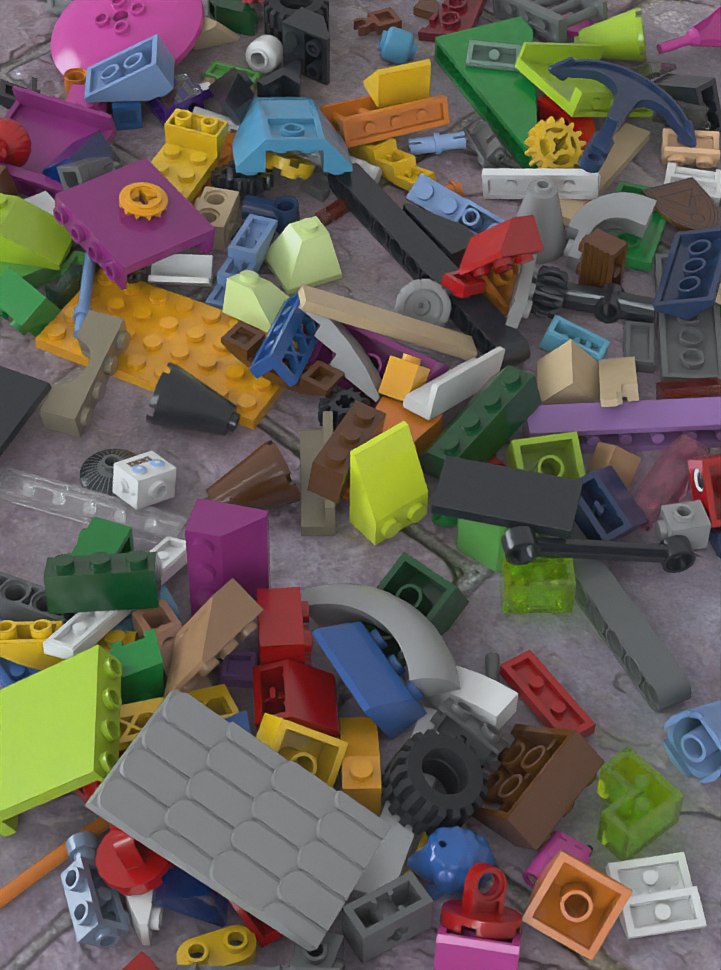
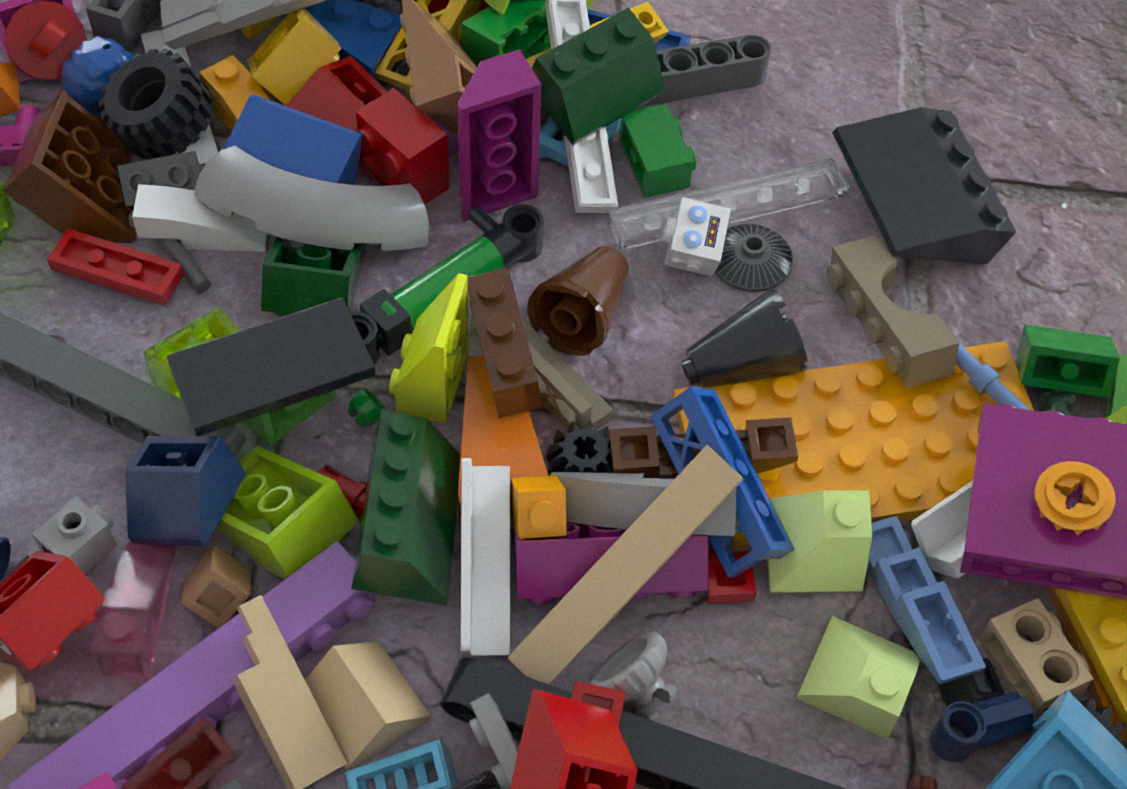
camera: 140 degrees right, 10 degrees up
(354, 551) = (388, 317): none -> black piece
(523, 547) = (213, 324): black piece -> none

